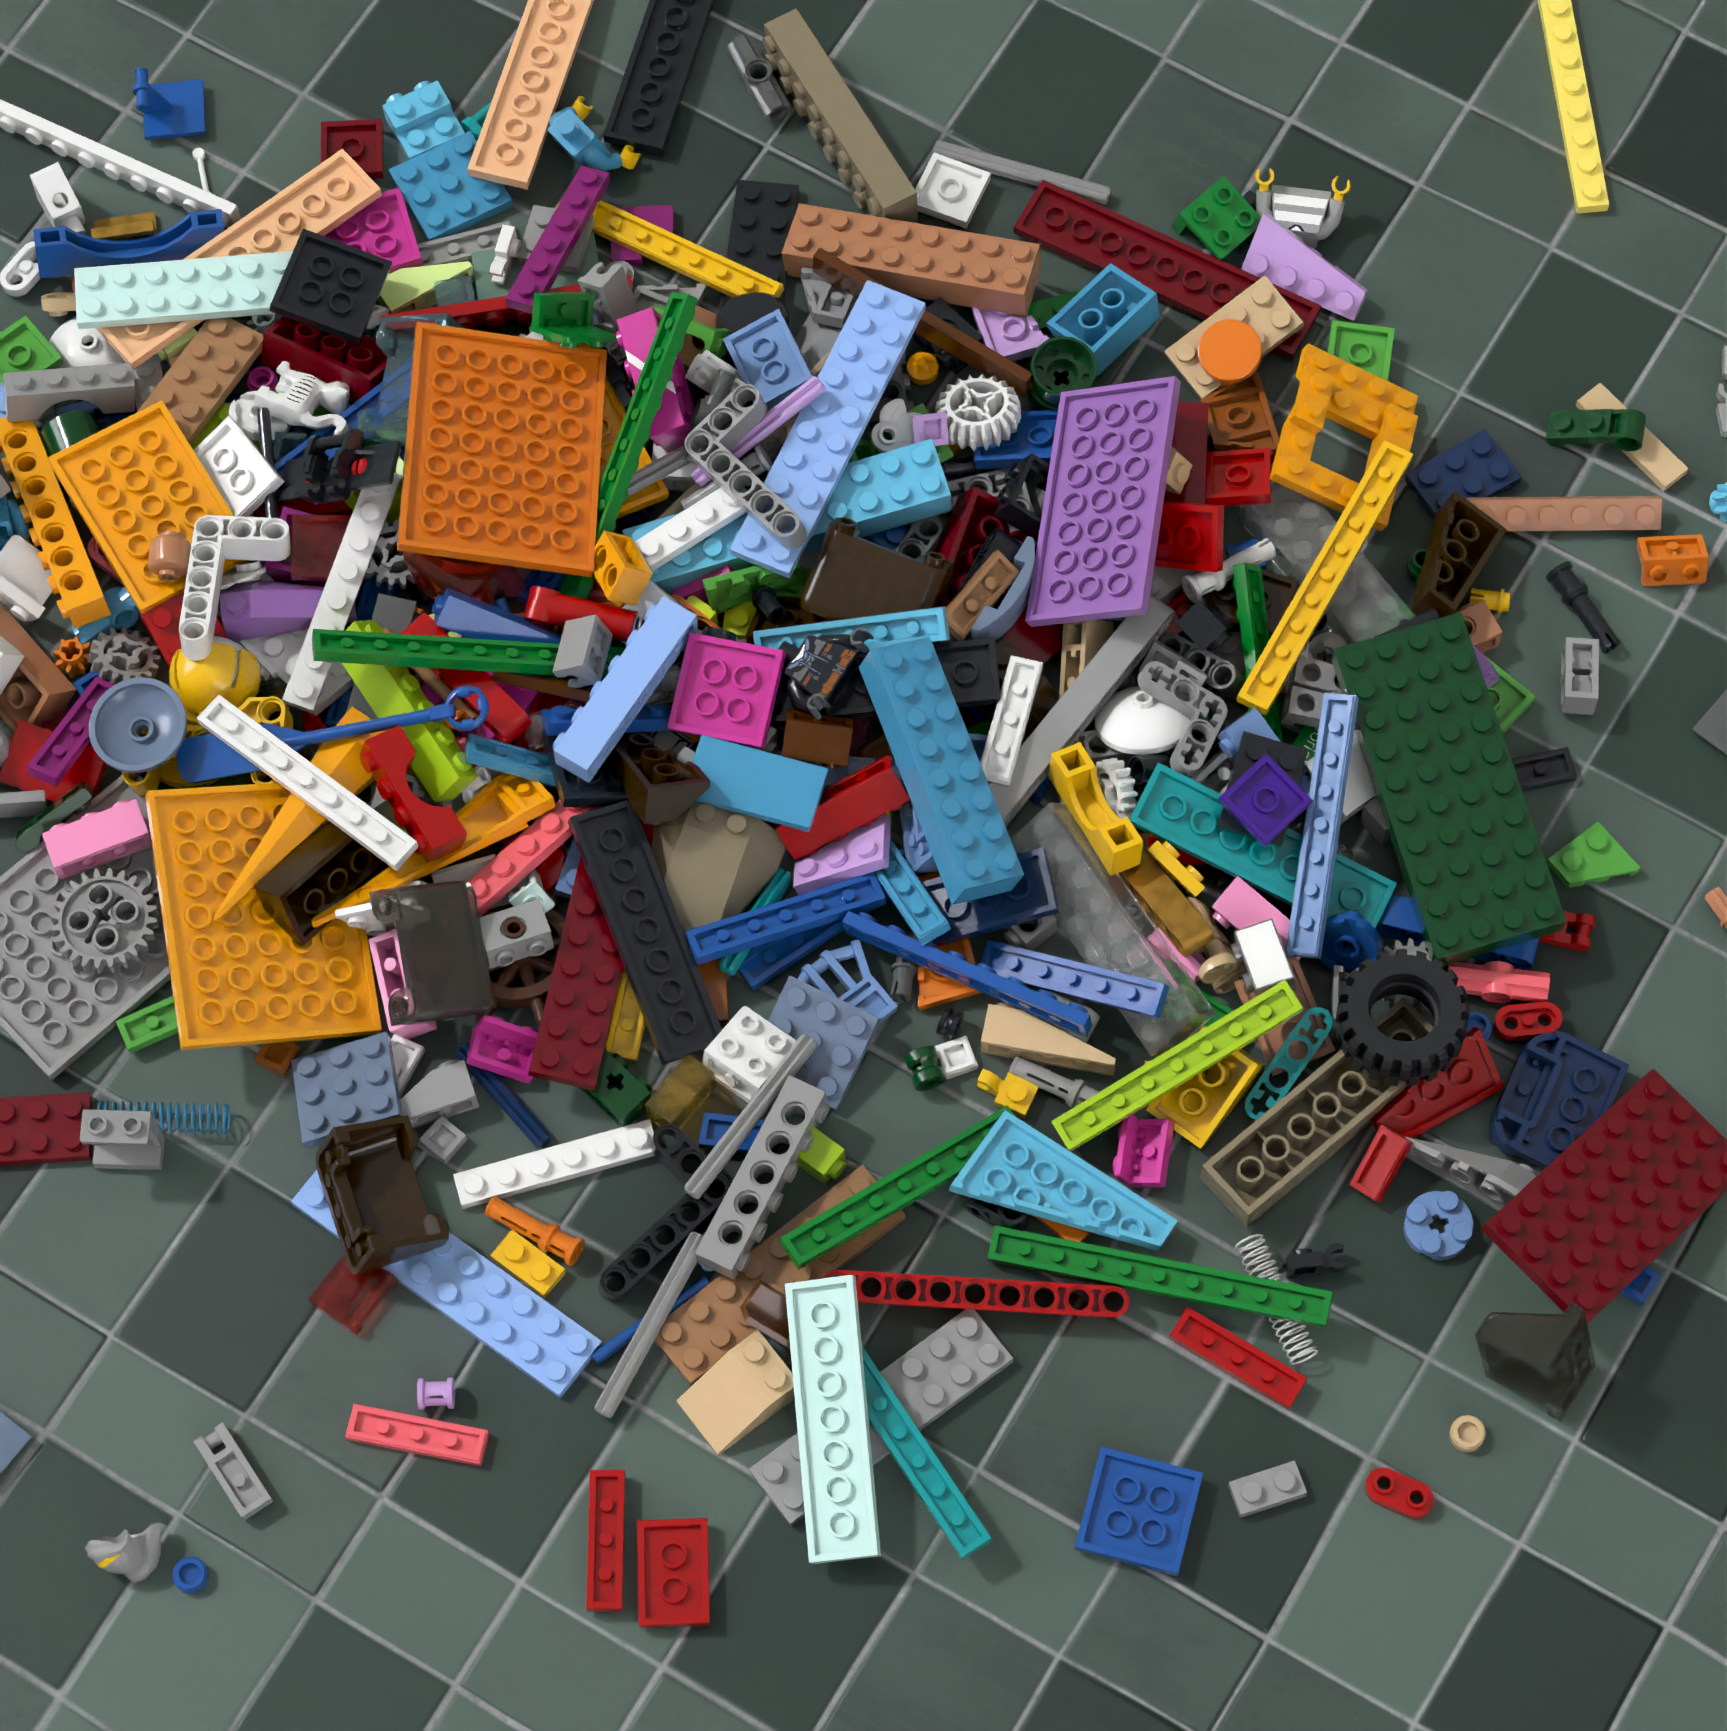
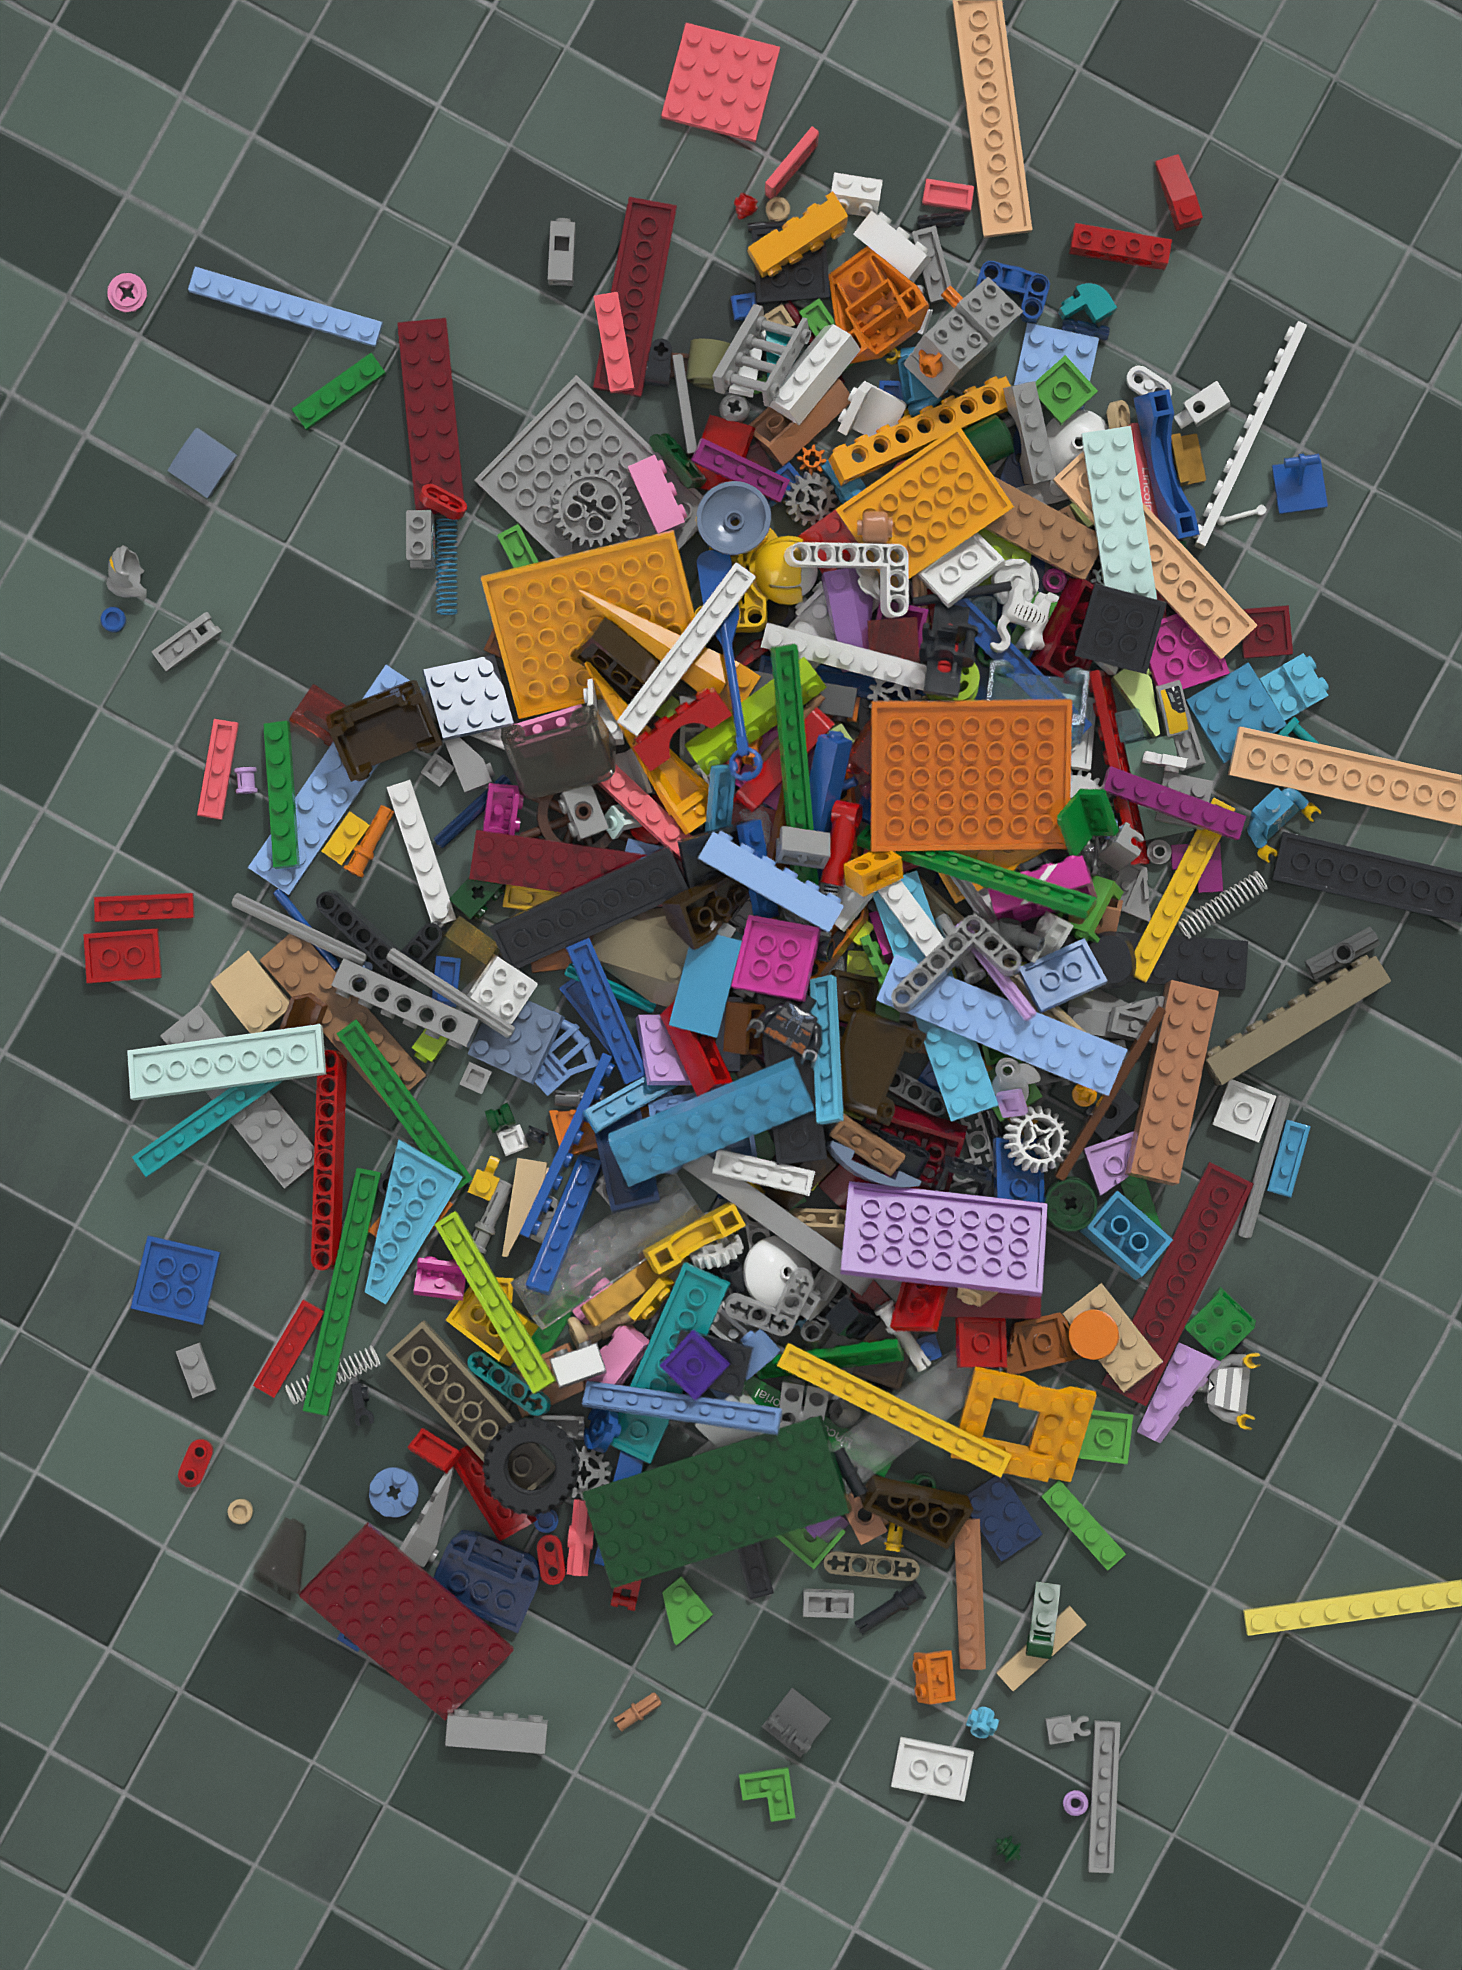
camera: 80 degrees right, 20 degrees up
(67, 1120) = (442, 501): none -> red plate
(432, 244) = (1173, 708): none -> slope
(460, 1342) = (281, 795): none -> green plate
(685, 203) = (1255, 873): none -> white piece
(765, 600) = (868, 982): black pin -> none
(869, 1099) = (475, 1078): none -> light grey plate
(1012, 145) = (1288, 1158): none -> dark azure tile
(1472, 385) = (1083, 1525): none -> bright green plate
(1529, 630) = (871, 1565): none -> dark tan beam

